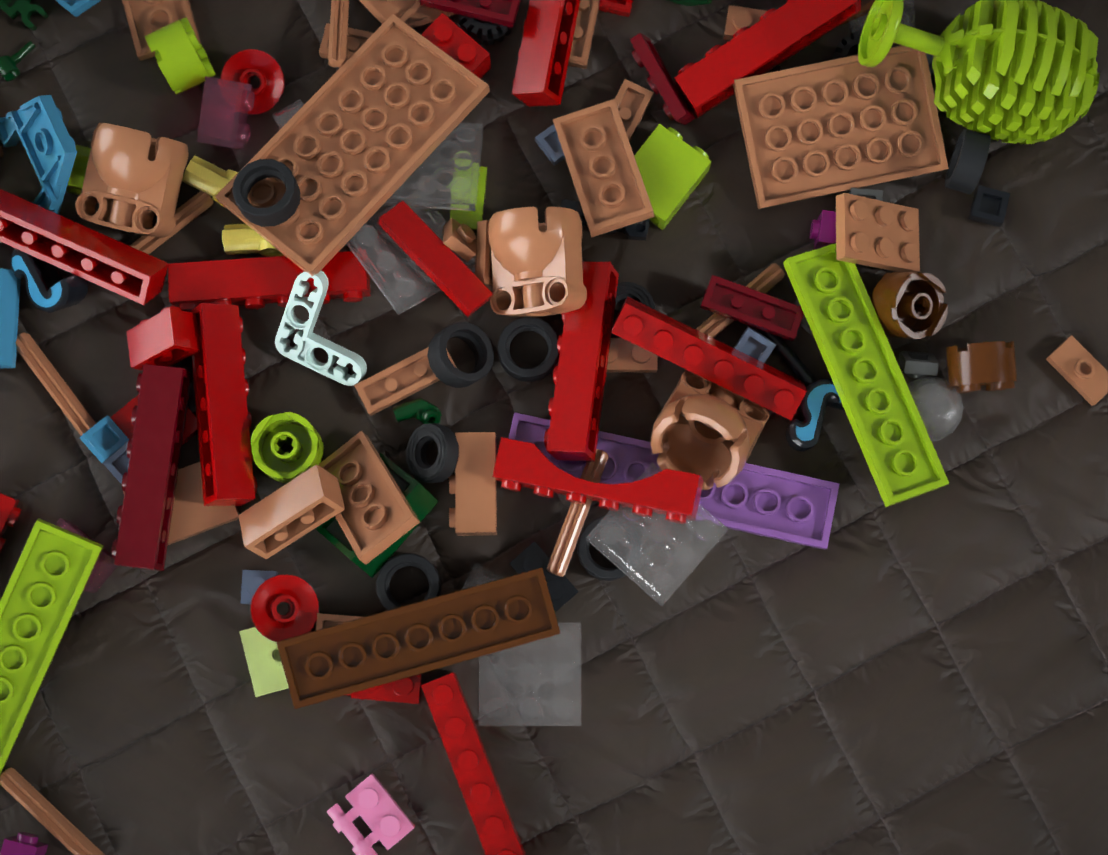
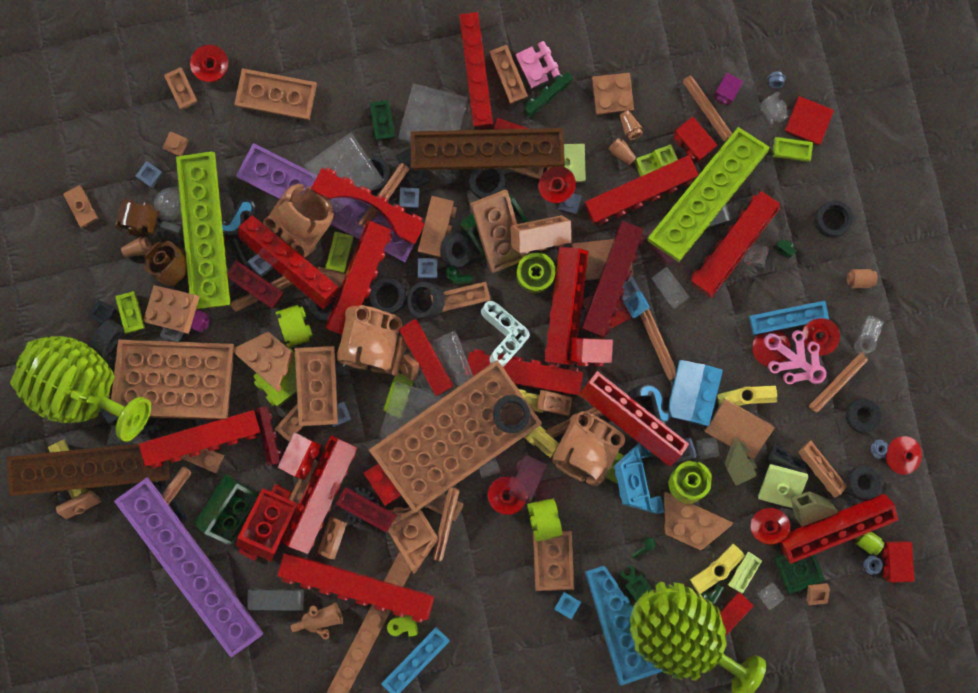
camera: 165 degrees left, 5 degrees up
(56, 485) = (670, 287): none -> clear plate
(62, 752) = (694, 140): none -> red brick
(124, 699) = (655, 160): none -> lime slope
(136, 639) = (641, 190): none -> red brick
(181, 750) = (631, 126): none -> nougat cone
(187, 700) = (622, 151): none -> nougat cone
(207, 241) = (554, 403): none -> nougat plate
(226, 801) = (612, 93): none -> nougat plate
(339, 769) = (547, 94): none -> dark green plate
(417, 787) = (508, 74): none -> nougat plate
(473, 412) = (427, 268): none -> sand blue plate
(535, 523) = (409, 198): none -> sand blue plate
(600, 59) = (299, 456): none -> brick
(617, 646) = (382, 120): none -> dark green plate
(628, 401) = (339, 252): none -> lime plate
(669, 256) = (293, 326): none -> lime brick
(697, 193) = (266, 357): none -> nougat wing
(814, 645) = (275, 94): none -> nougat plate
(943, 218) = (130, 312): none -> lime plate
(958, 515) = (175, 144): none -> nougat plate
(961, 669) = (205, 55): none -> red dish
(965, 324) = (136, 248): none -> nougat cone
(979, 612) = (181, 88): none -> nougat plate
(985, 451) = (149, 174): none -> sand blue plate

